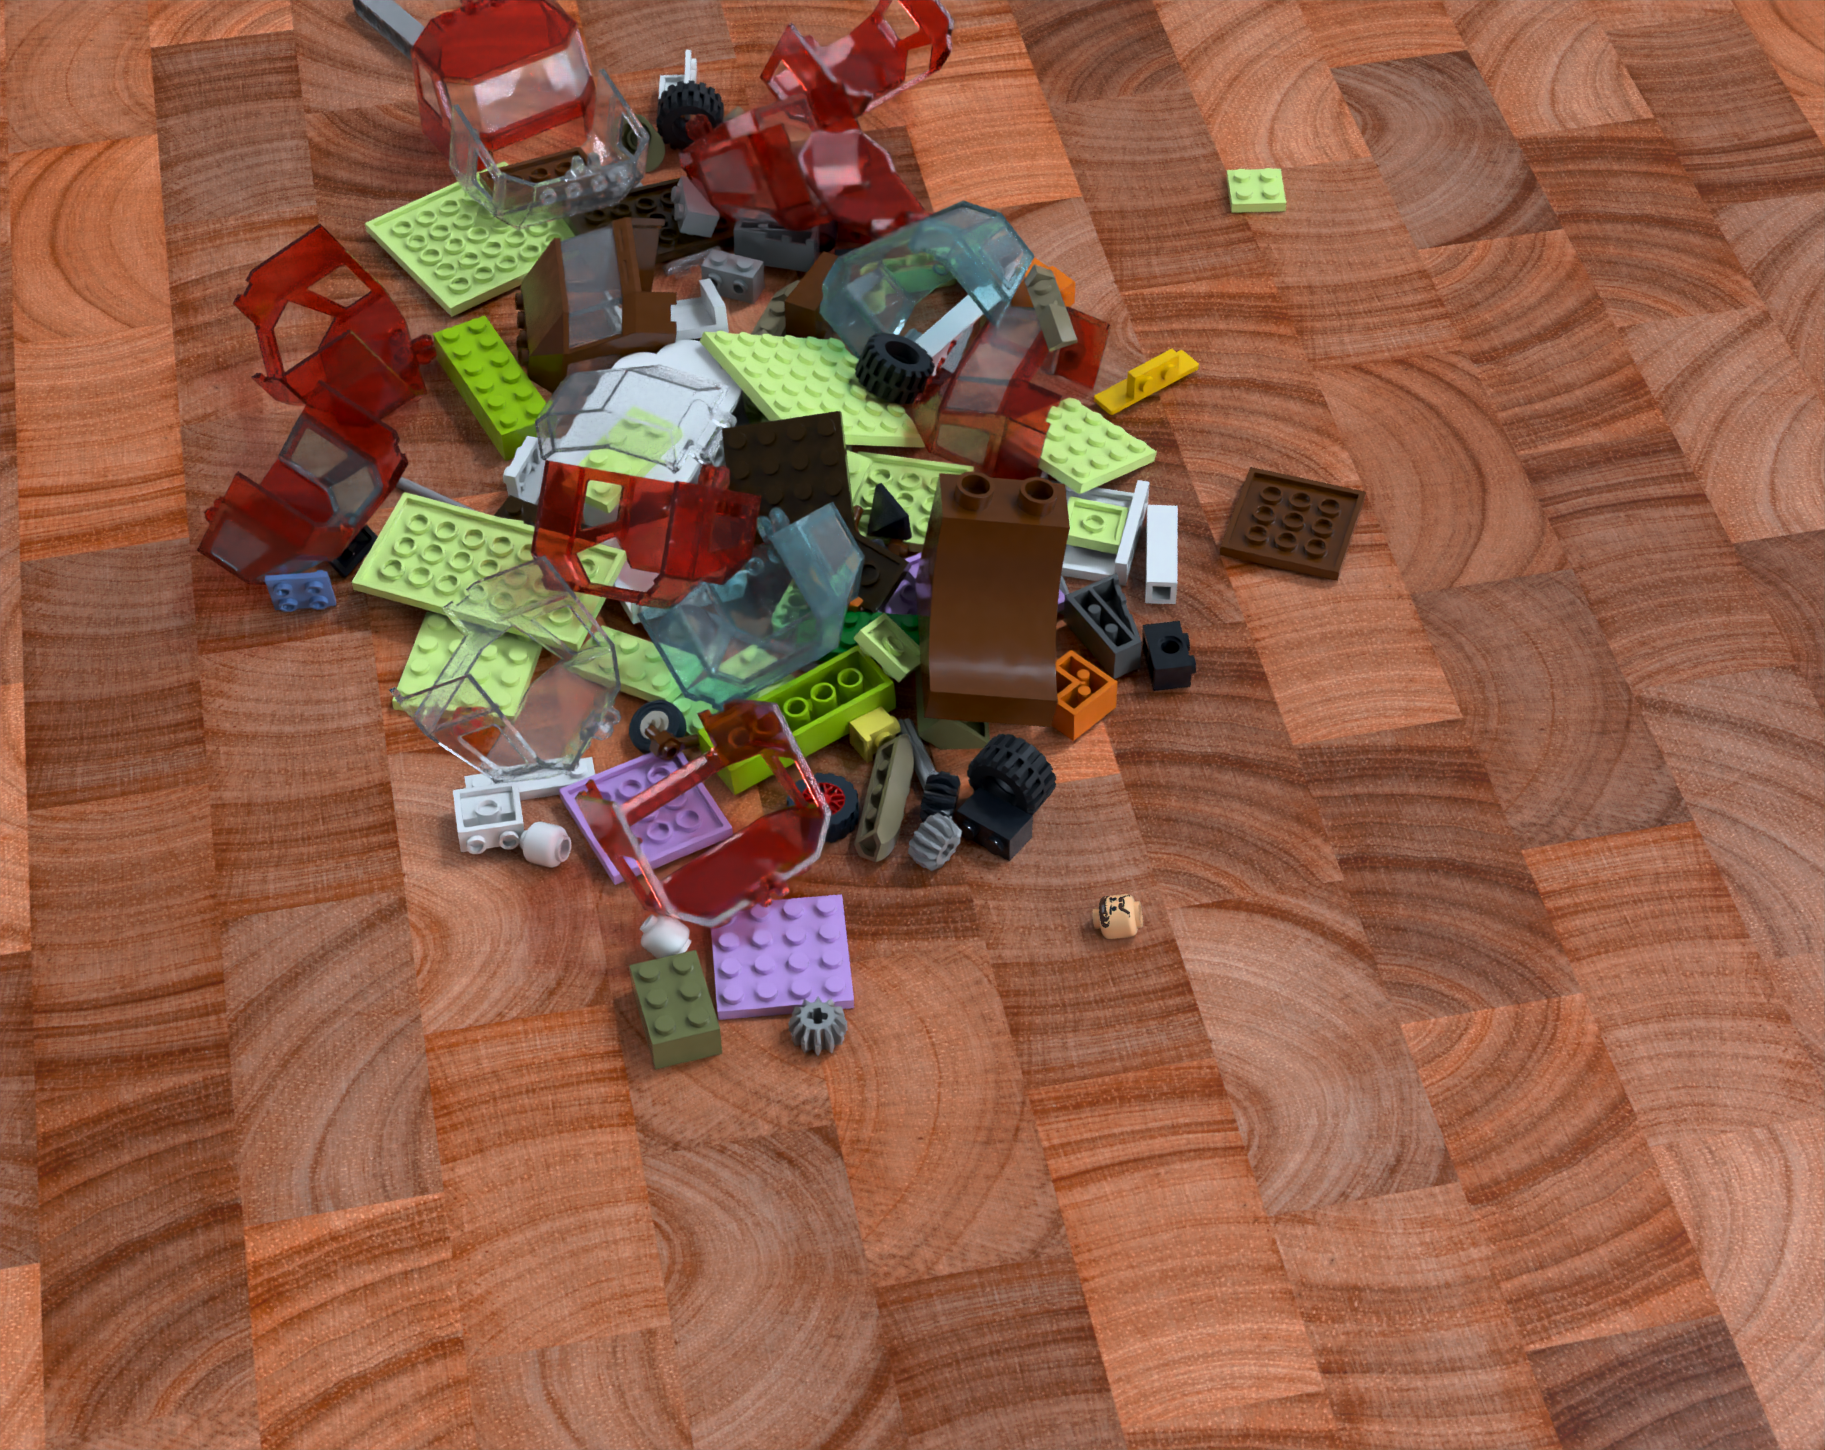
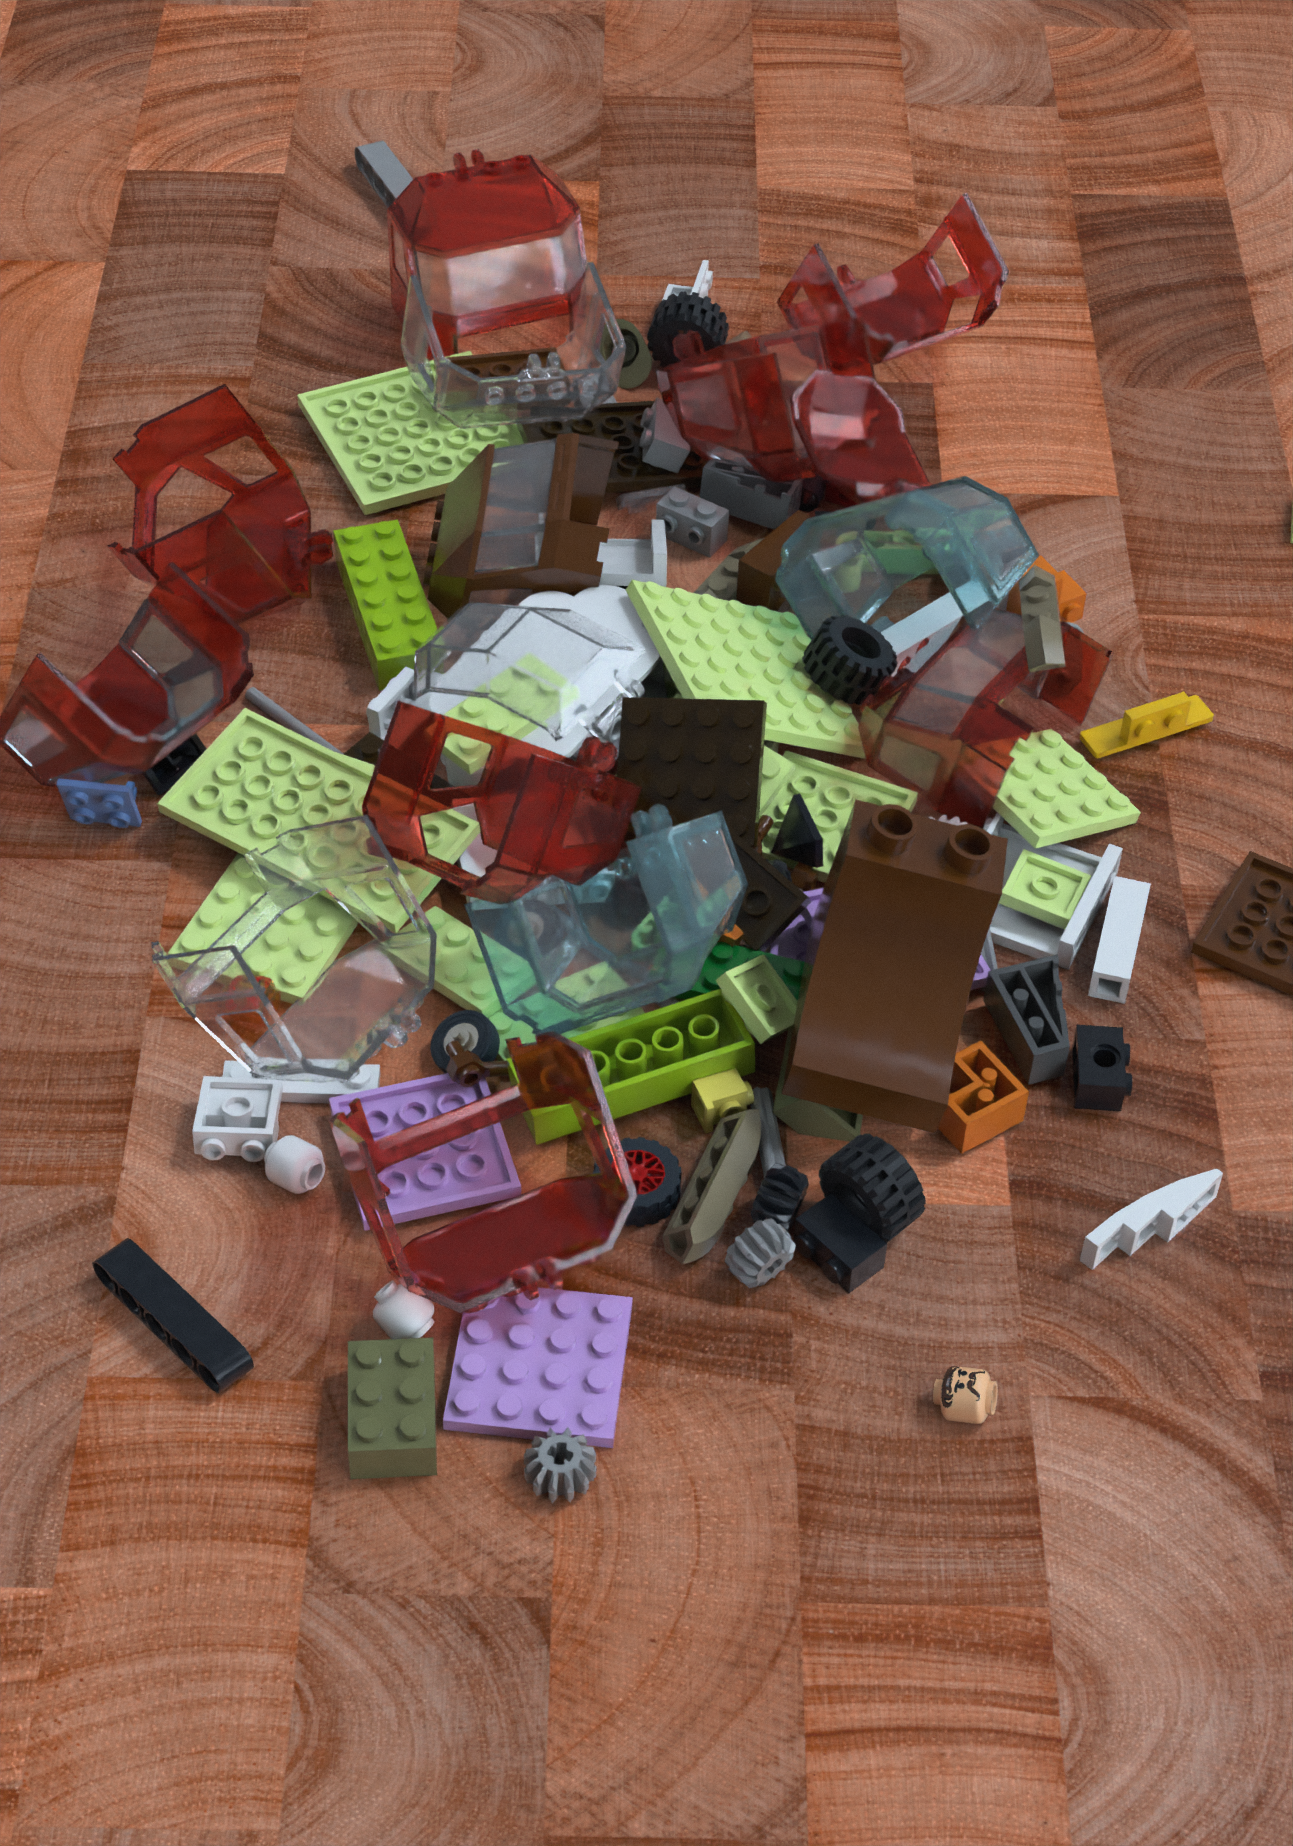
camera: 10 degrees right, 0 degrees up
(480, 975) = (173, 1315): none -> black beam
(1235, 756) = (1159, 1213): none -> white slope

